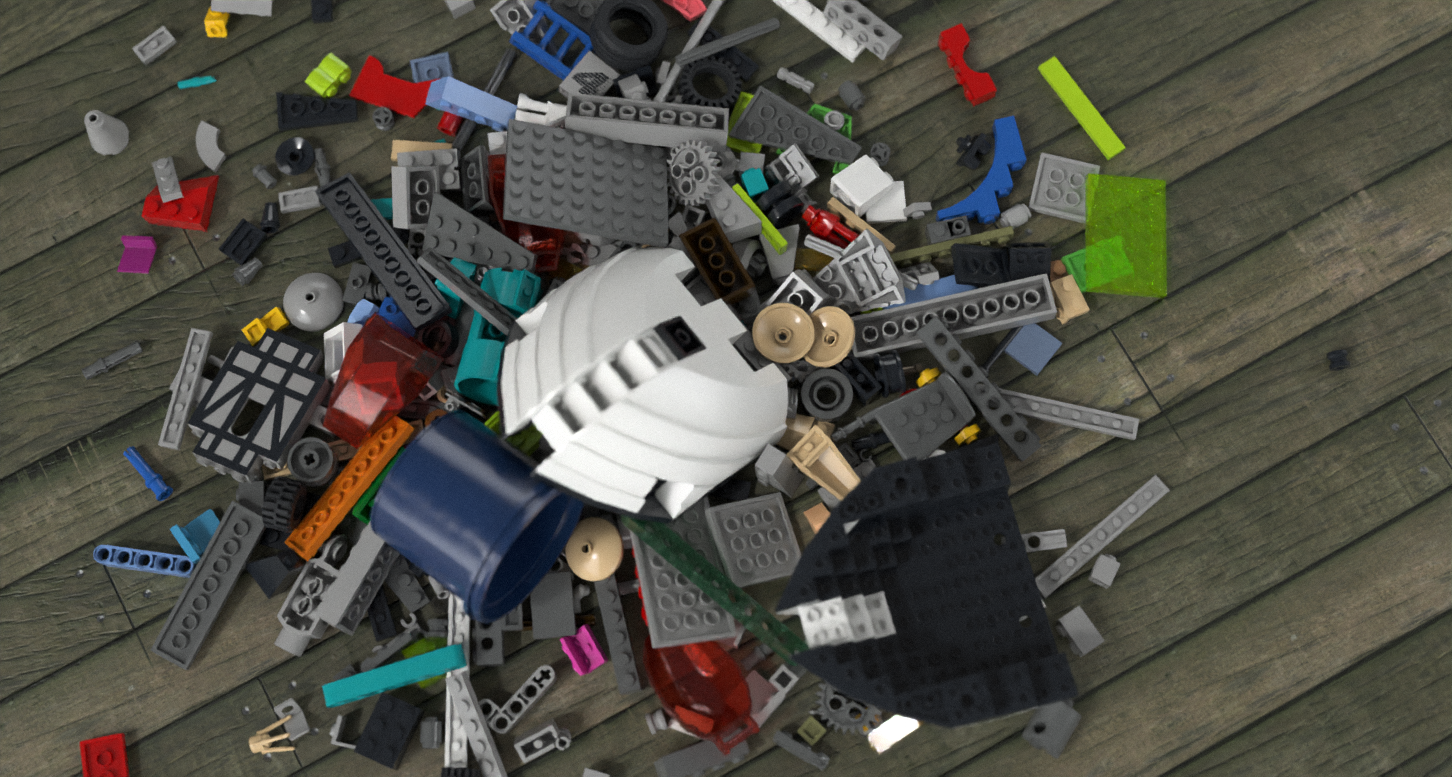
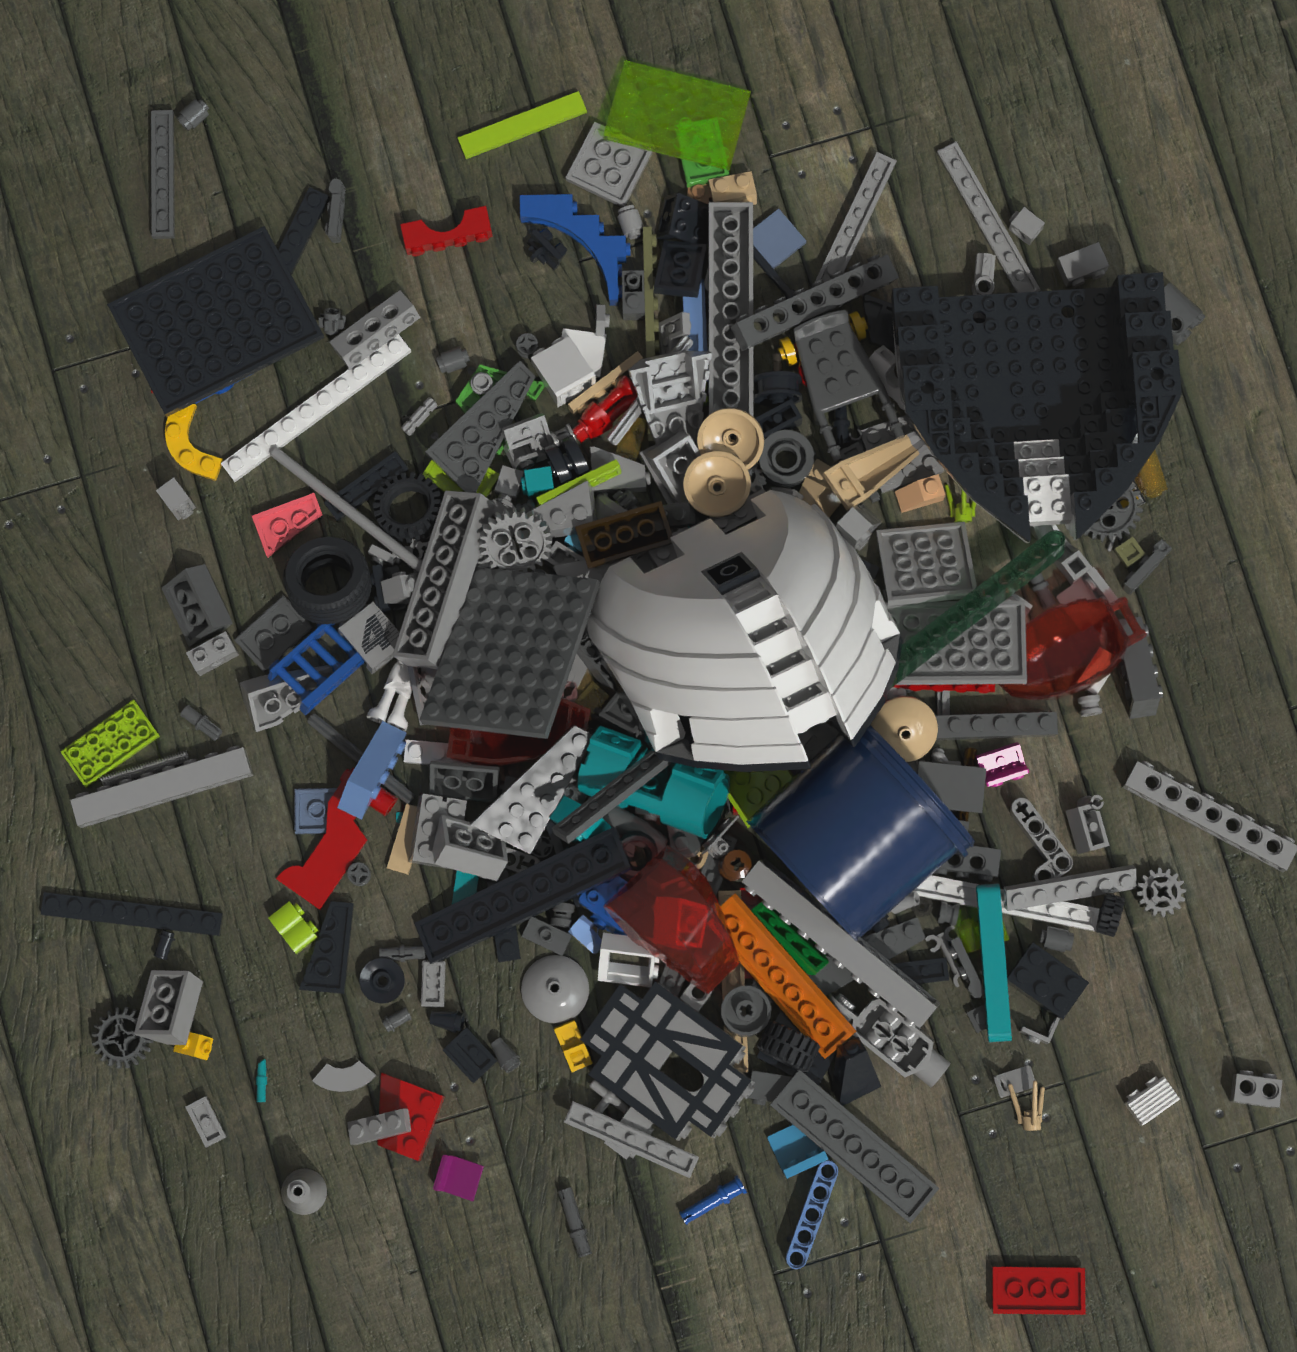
camera: 80 degrees left, 5 degrees up
(727, 42) = (362, 477): dark grey axle -> none

